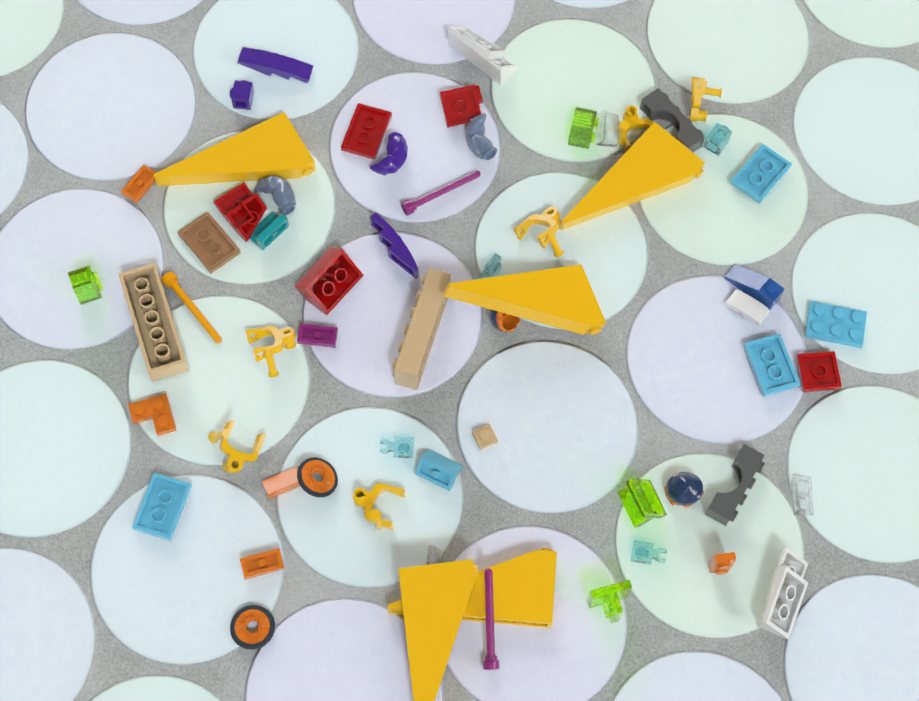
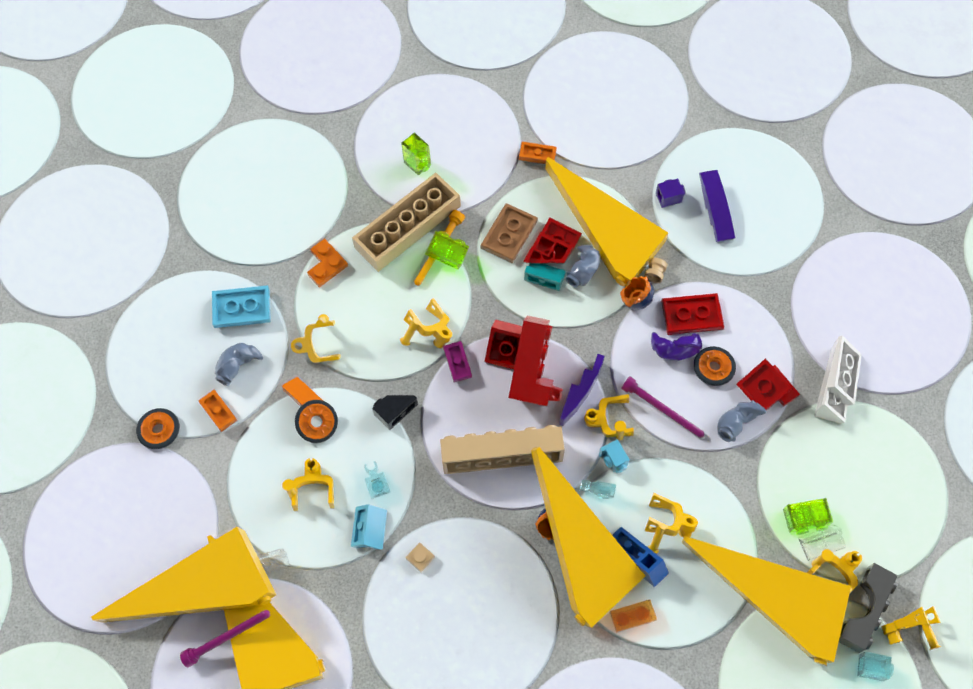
camera: 70 degrees right, 0 degrees up
(202, 298) = (447, 249): none -> clear neon green brick
(219, 534) = (231, 359): none -> sand blue animal
(313, 140) = (656, 269): none -> tan wheel
(328, 161) = (638, 293): none -> orange hair
(337, 407) = (394, 408): none -> black slope
(362, 275) = (527, 378): none -> red hinge
(419, 126) = (710, 376): none -> wheel
(430, 243) = (600, 418): none -> yellow piece
(468, 245) = (614, 456): none -> medium azure brick
(570, 256) = (648, 561): none -> blue slope
(607, 290) = (633, 616): none -> clear orange plate

